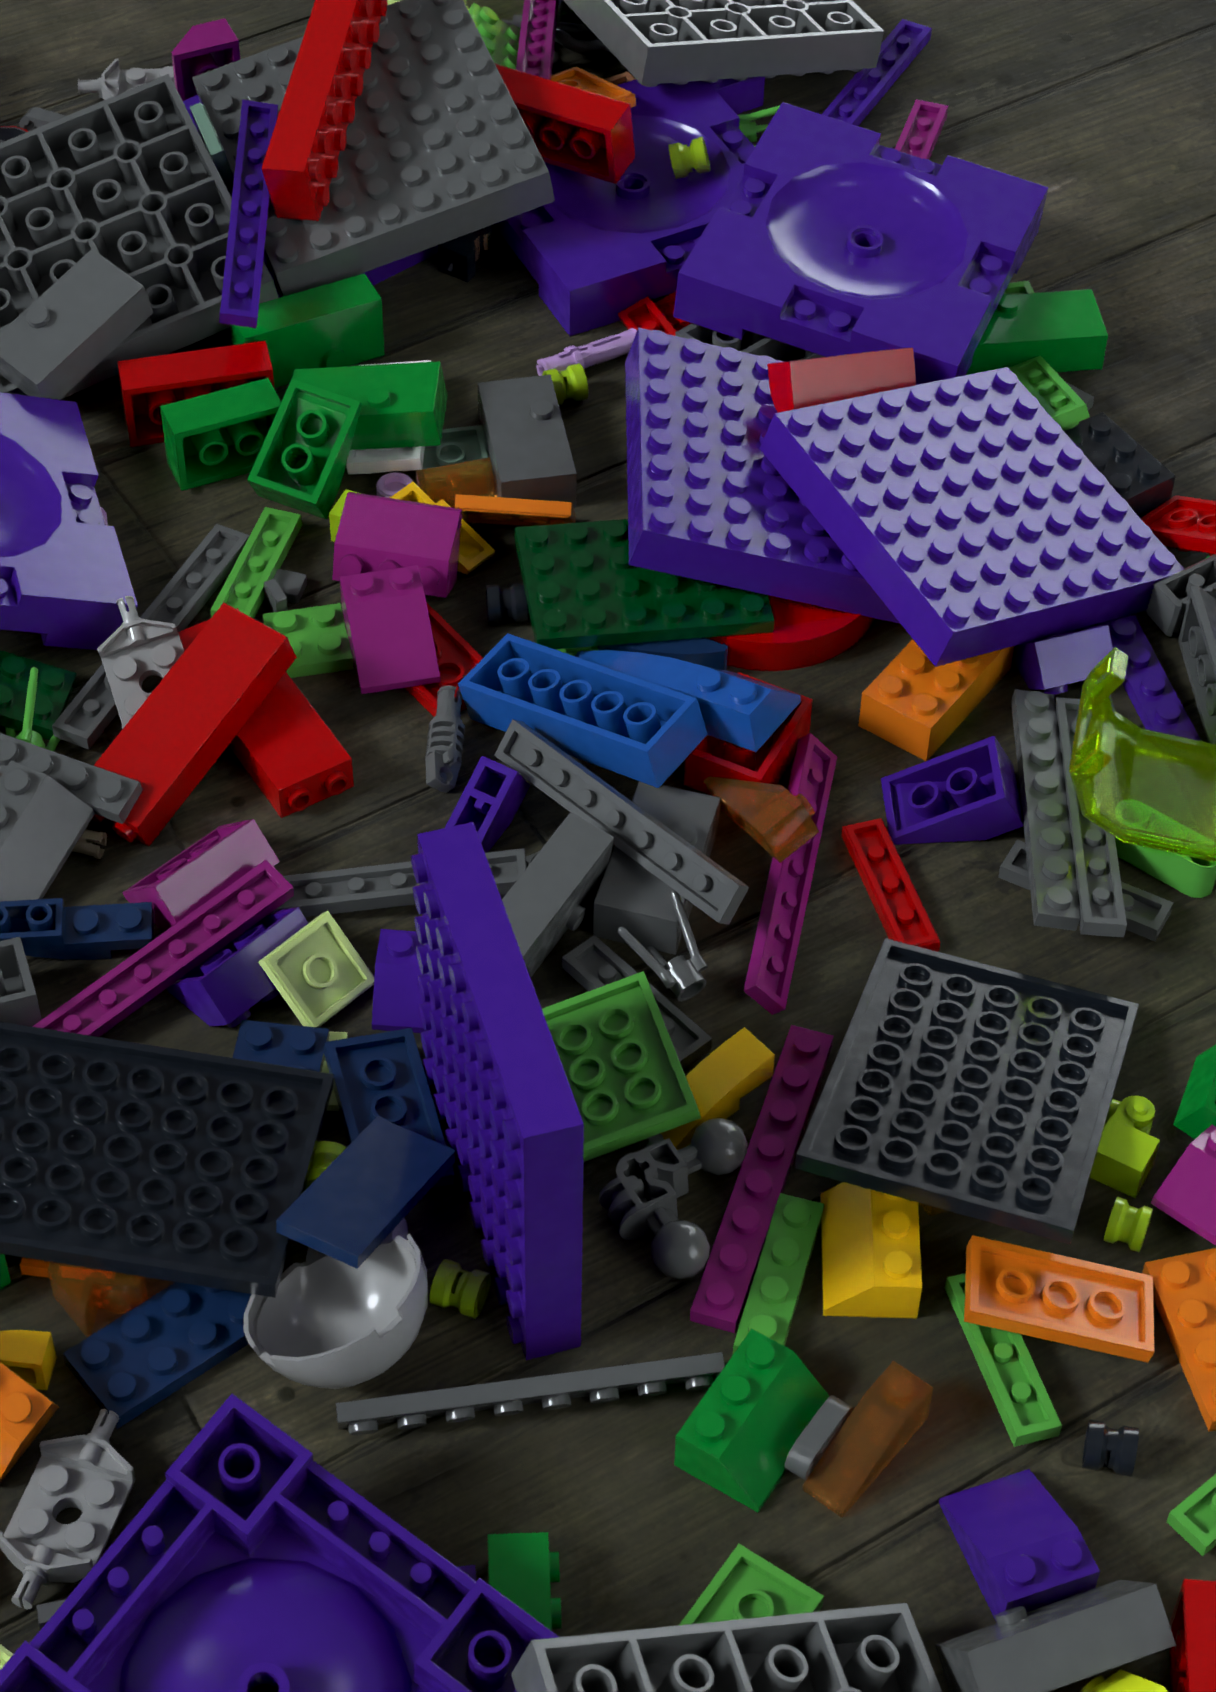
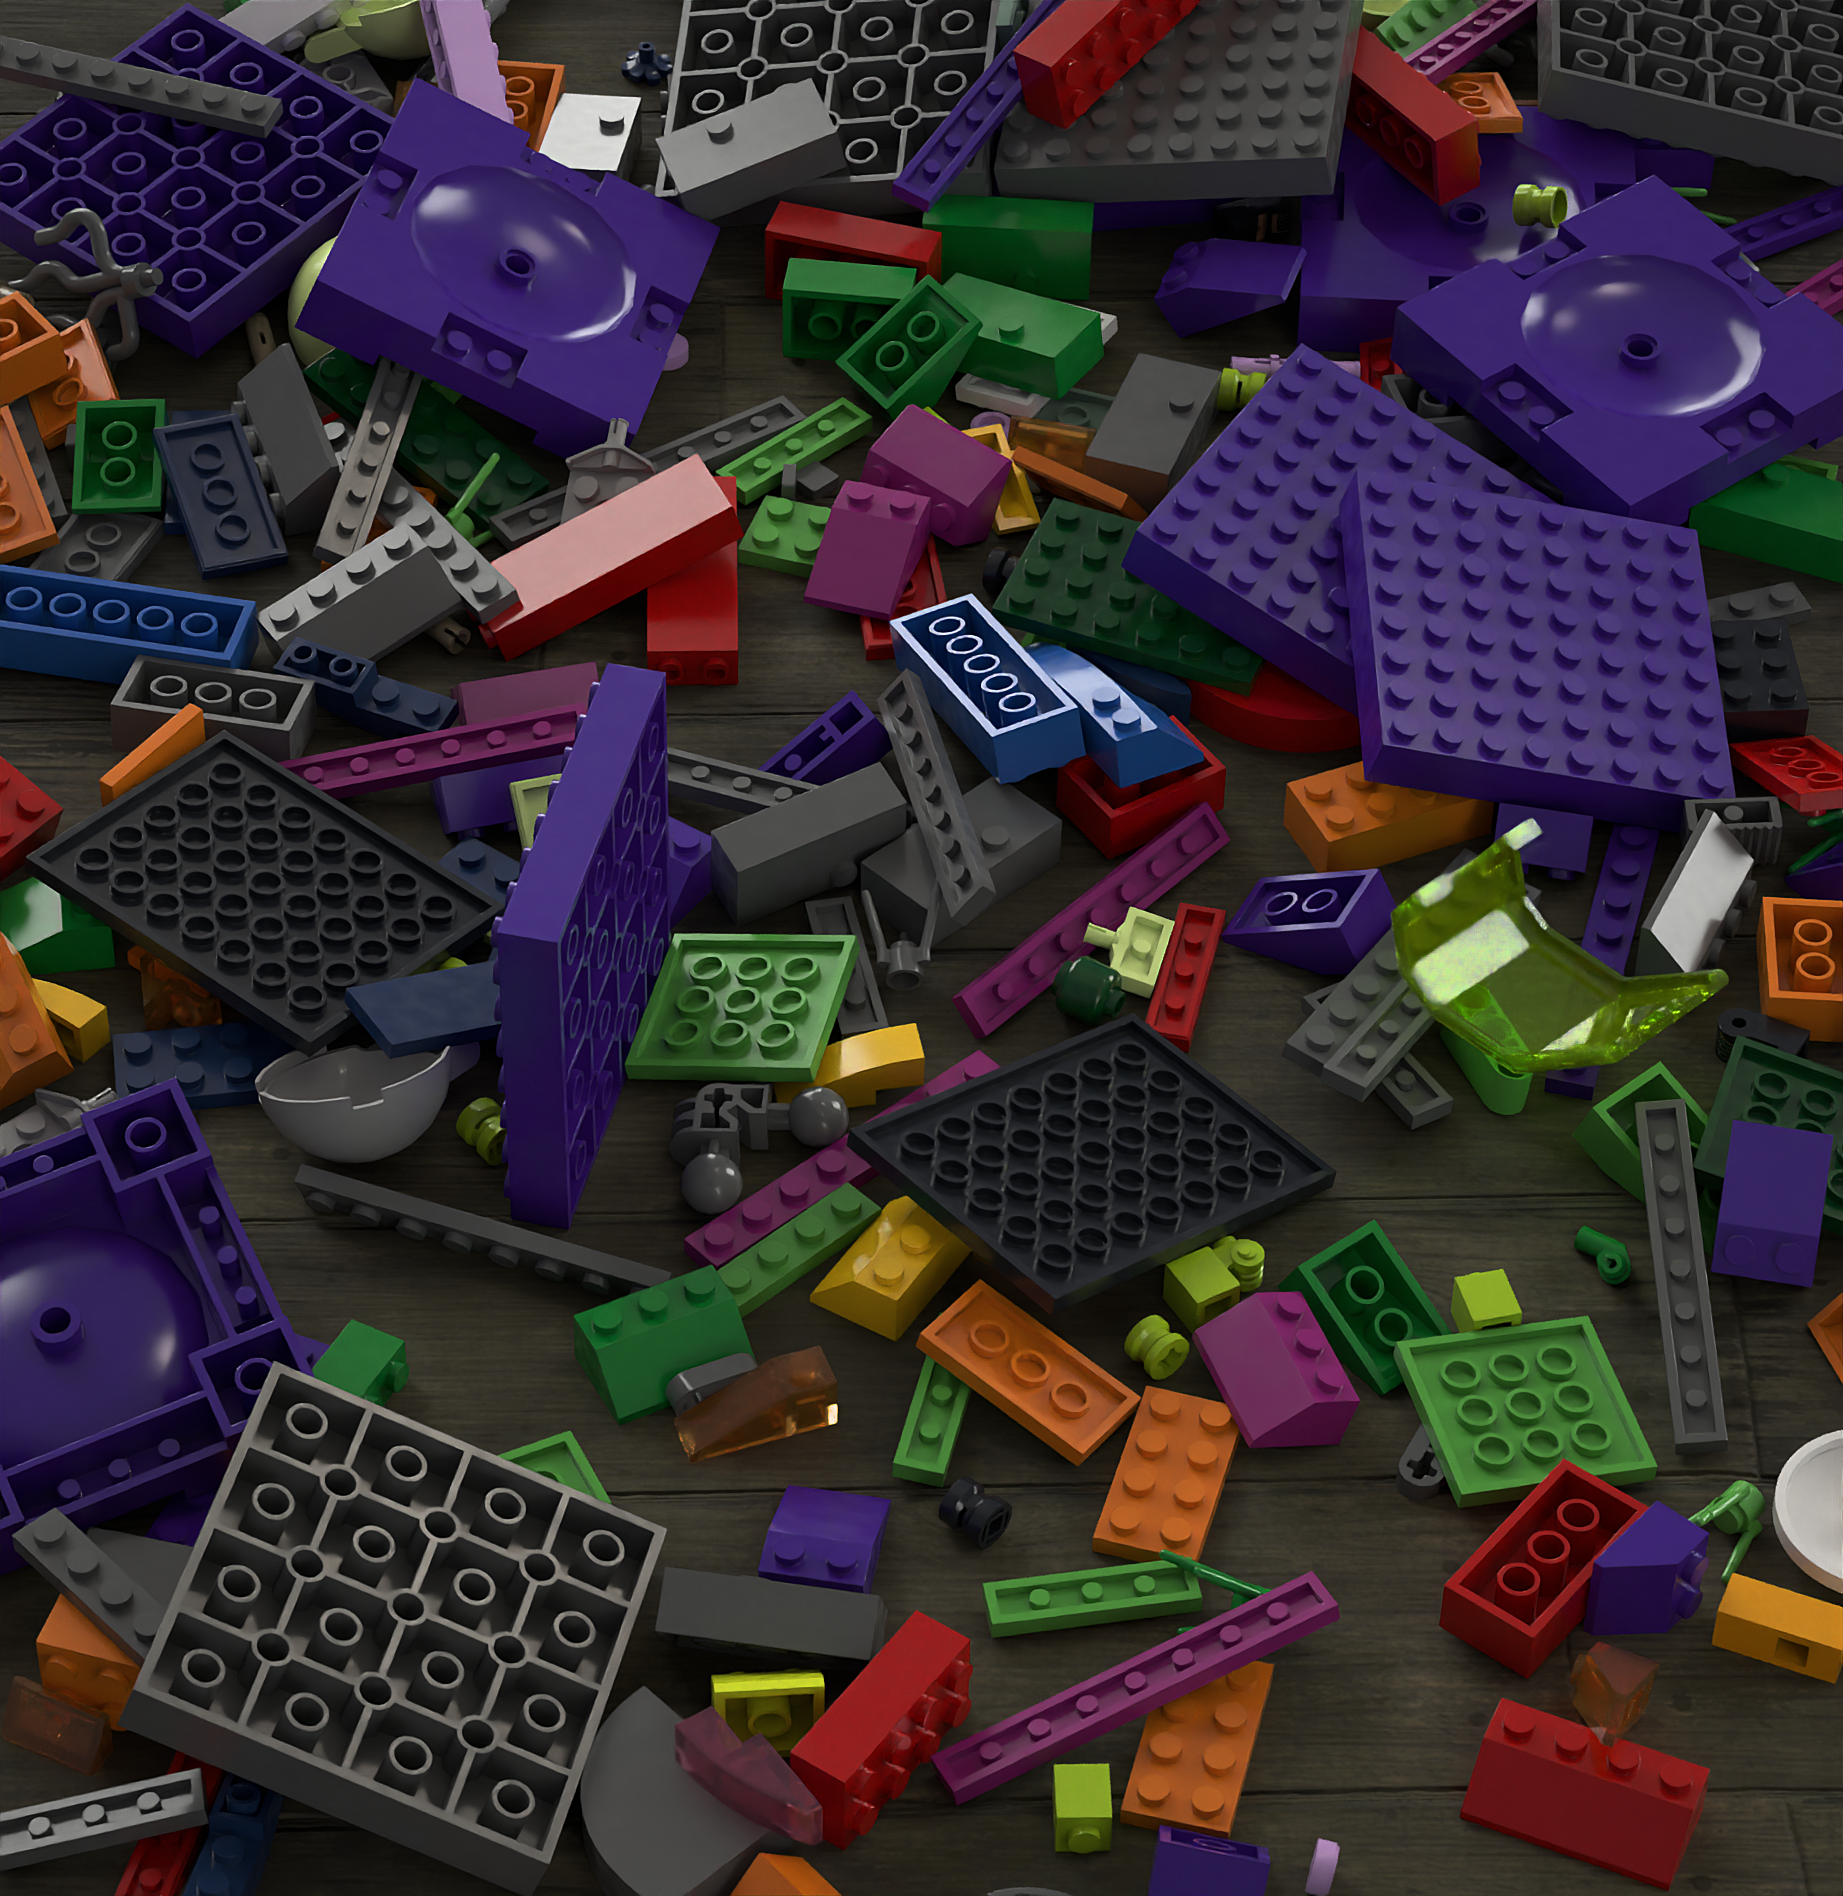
camera: 30 degrees right, 5 degrees down
(445, 741) = (849, 670): dark grey hinge -> none
(499, 300) = (1225, 281): none -> dark purple slope
(766, 813) = (1093, 853): clear orange slope -> none
(839, 377) = (1485, 467): red brick -> none
(840, 934) = (1088, 991): none -> dark green head
(844, 882) = (1135, 948): none -> yellowish green plate
(1051, 392) = (1744, 581): bright green plate -> none

